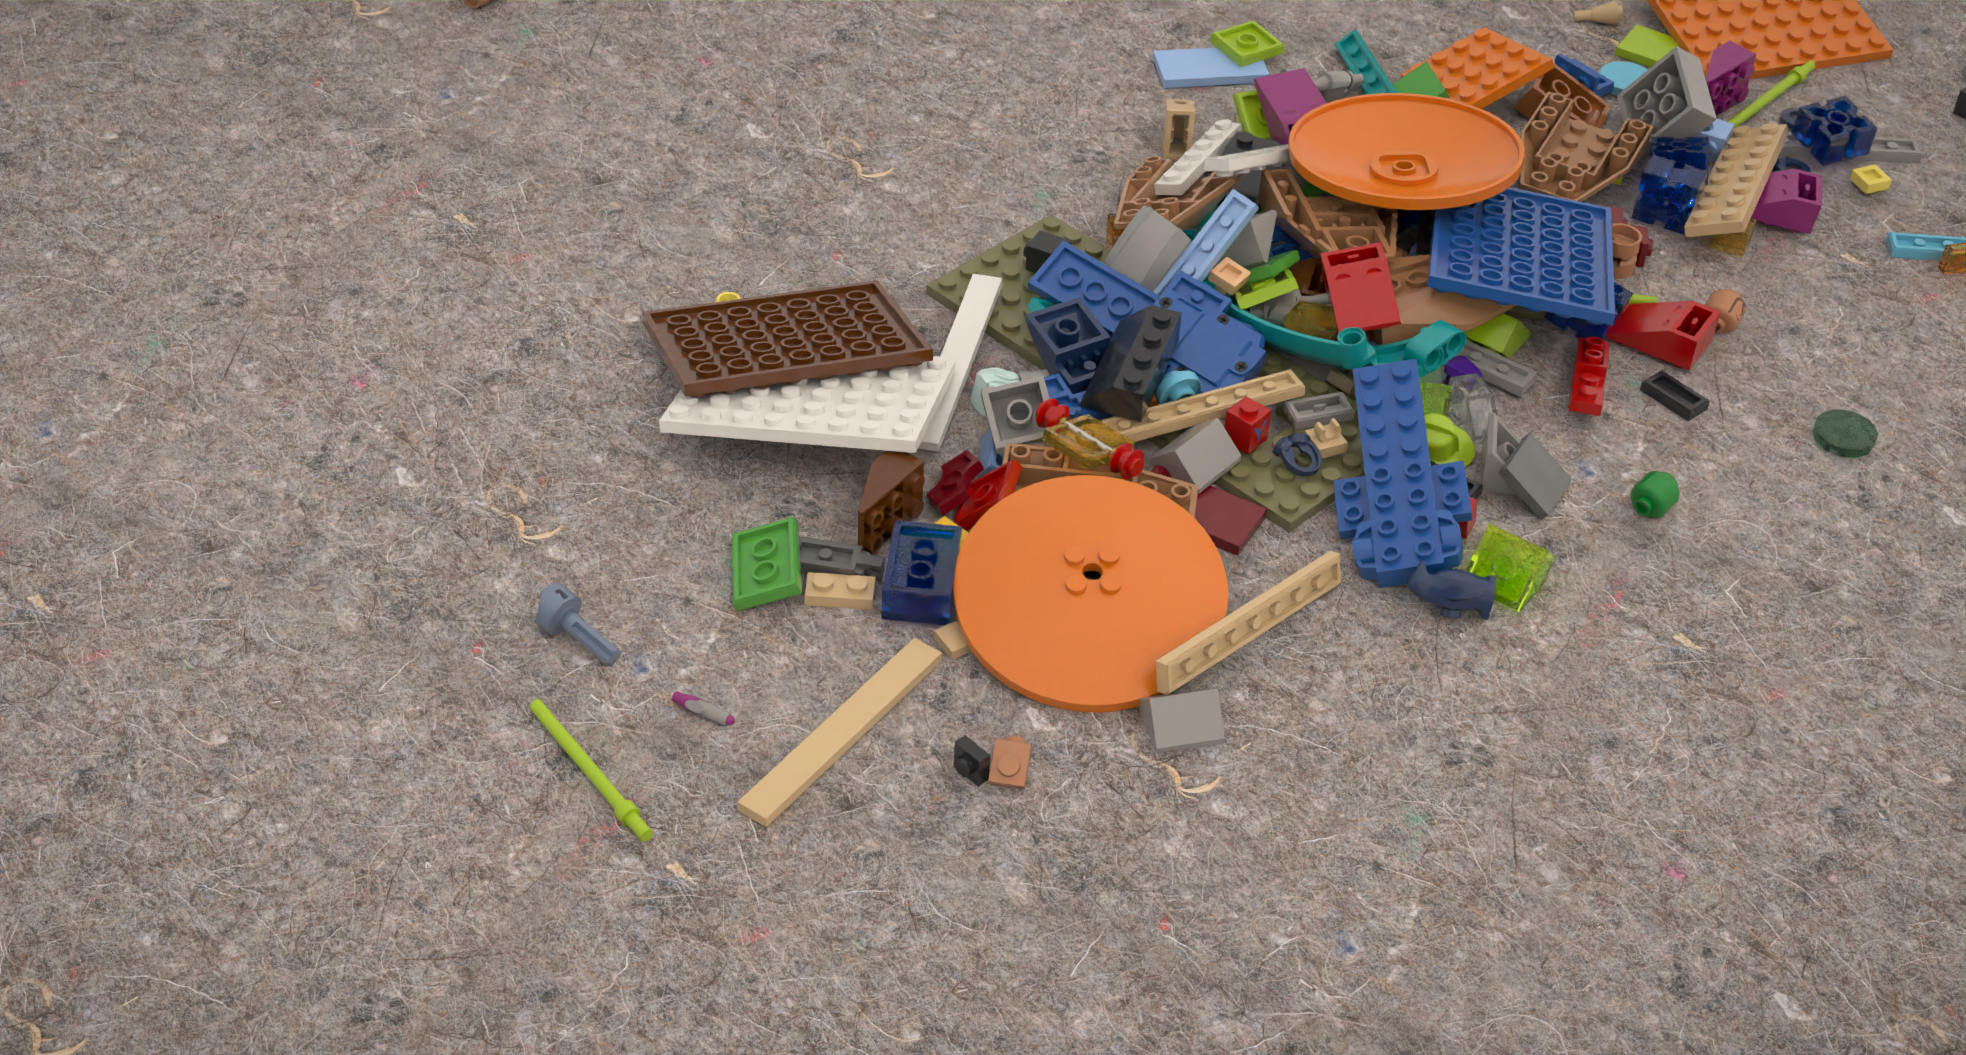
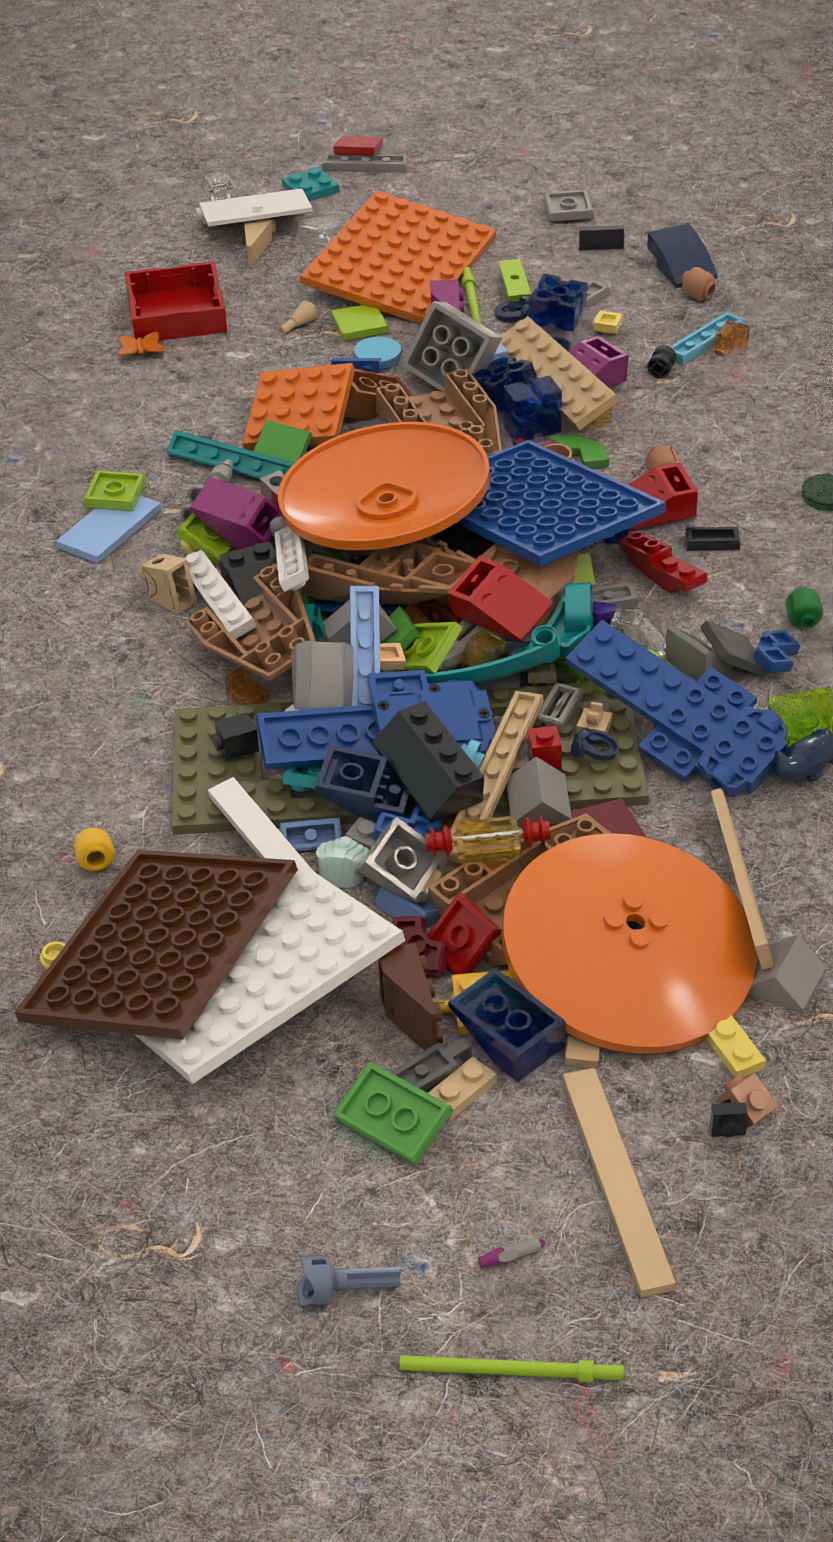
camera: 45 degrees left, 0 degrees up
(851, 259) = (94, 849): none -> yellow head
(1005, 356) = (311, 833): none -> medium blue slope
(1063, 728) = (735, 1048): none -> light yellow plate
(1560, 504) = (773, 651): none -> blue tile
(1679, 262) = (590, 452): none -> bright green tile
(1848, 85) = (514, 279): none -> lime tile
(1862, 238) = (661, 361): none -> black wheel

